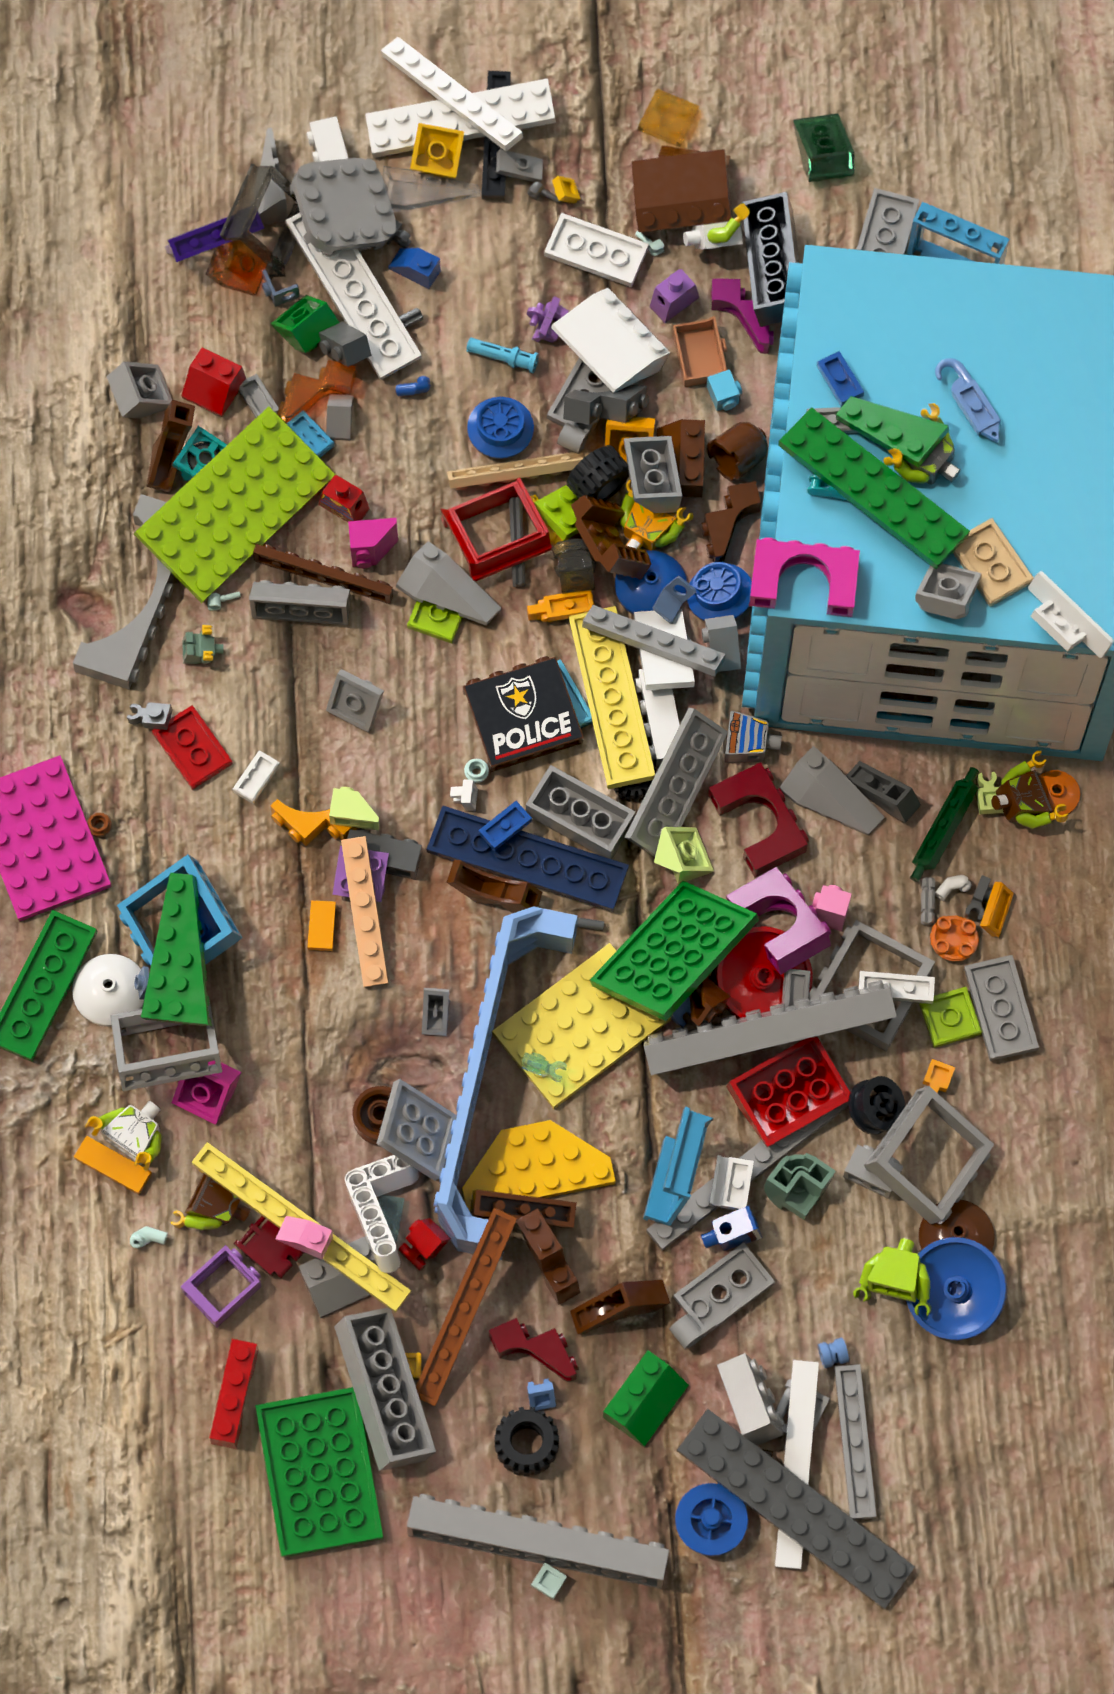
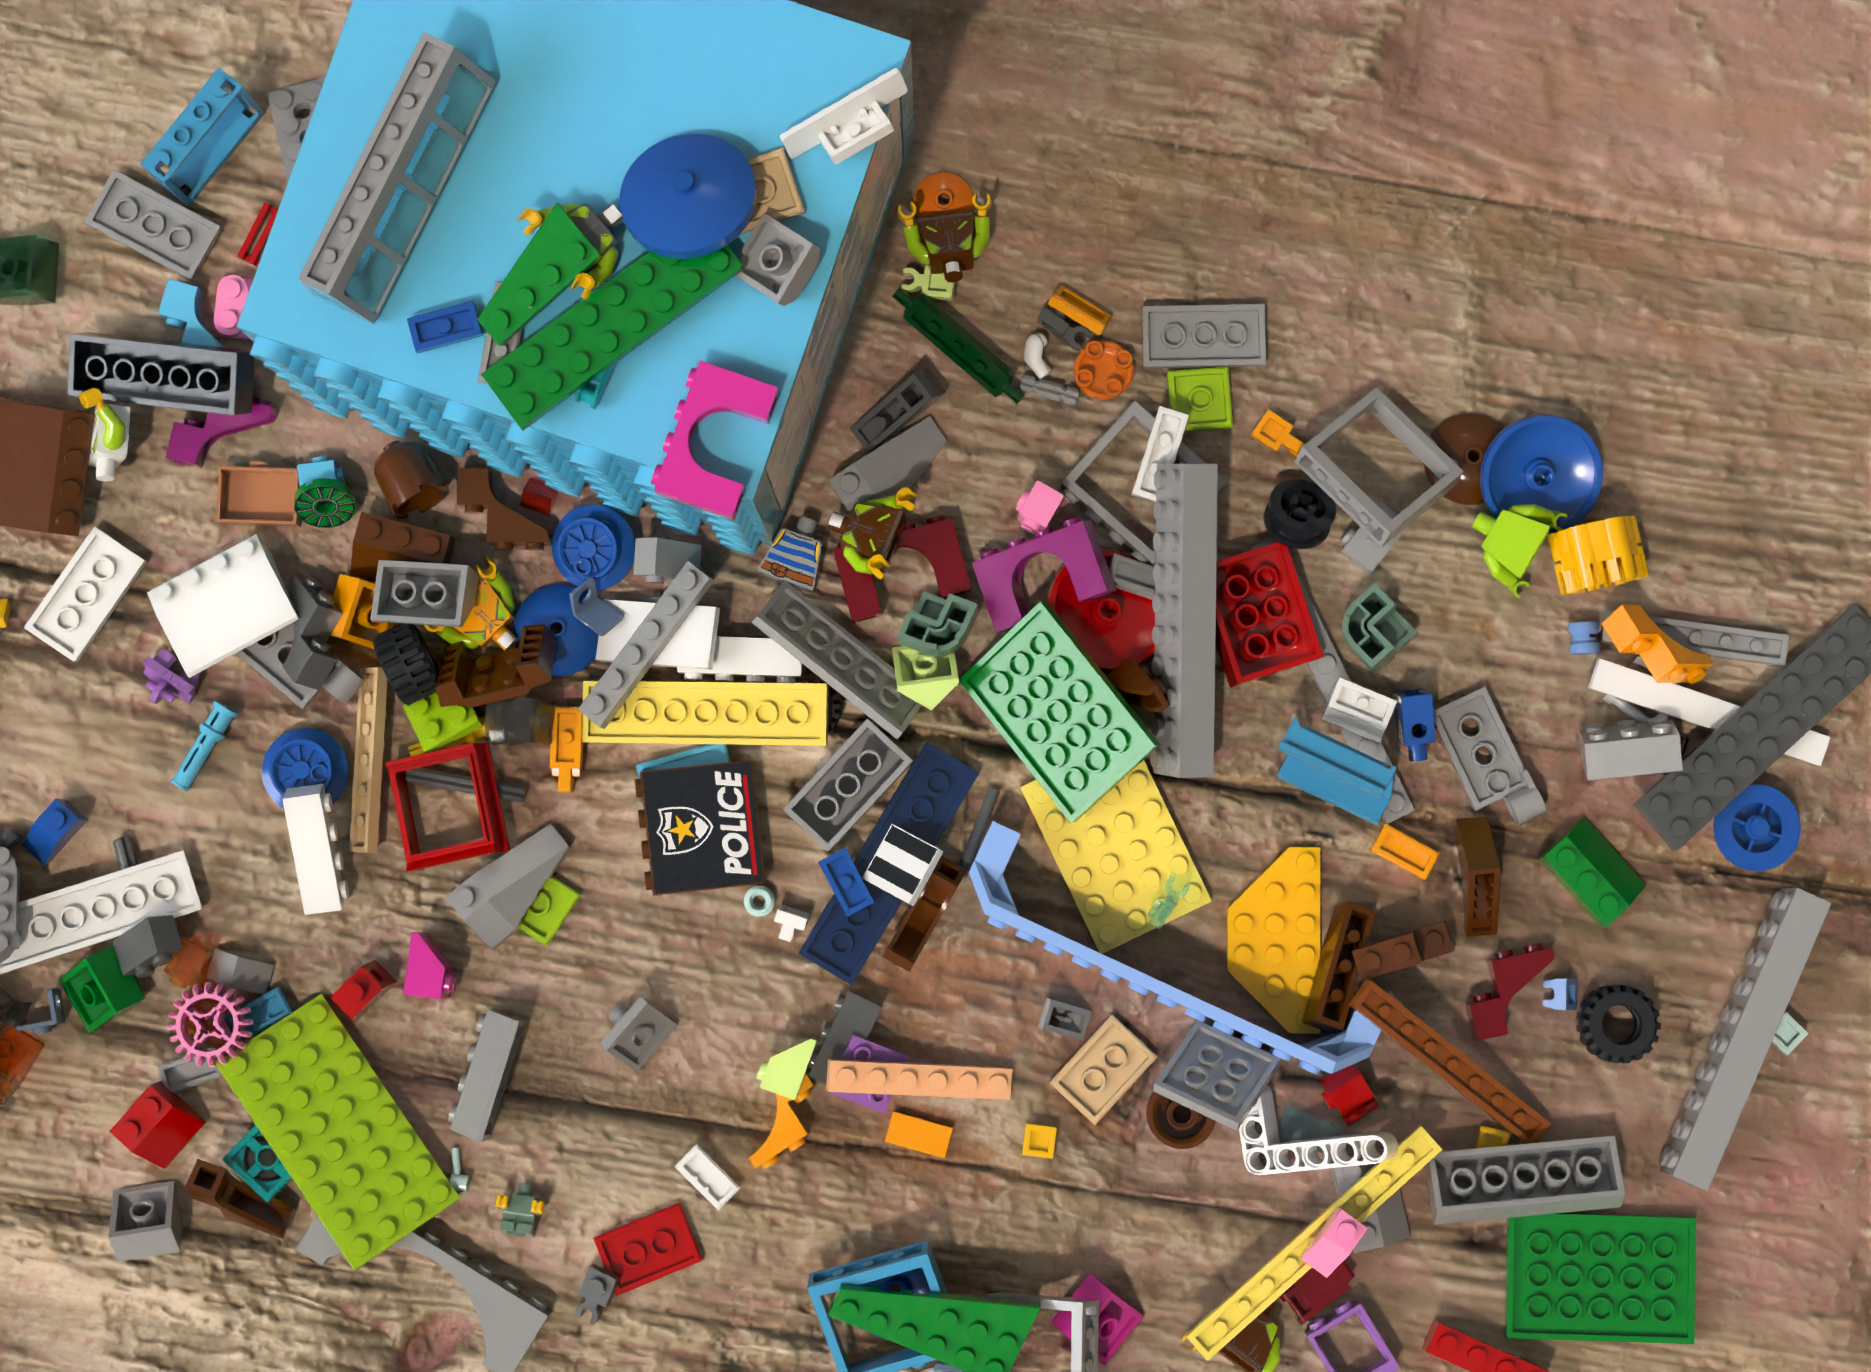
camera: 75 degrees left, 15 degrees up
(311, 405) = (201, 1036): none -> bright pink gear
(316, 571) = (446, 1048): reddish brown plate -> none
(336, 1015) = (1039, 1140): none -> yellow plate
(402, 1053) = (1103, 1069): none -> tan tile
(421, 386) = (225, 869): blue arm -> none
(443, 442) = (314, 849): none -> white brick
(528, 862) = (902, 865): none -> tile
(627, 1249) = (1404, 851): none -> light orange tile
(654, 247) = (99, 519): light aqua hand -> none
(677, 292) = (175, 510): medium lavender torso -> none
(698, 385) = (320, 515): none -> tile
(720, 852) = (938, 624): none -> sand green brick
(747, 546) = (538, 497): none -> clear red slope
(781, 784) = (873, 531): none -> torso
(830, 1414) = (1665, 658): none -> light orange arch
(903, 1340) = (1598, 555): none -> yellow piece
(937, 318) = (397, 179): none -> light grey window
(971, 400) = (515, 164): medium blue plate -> none
(979, 518) = (688, 196): none -> blue dish

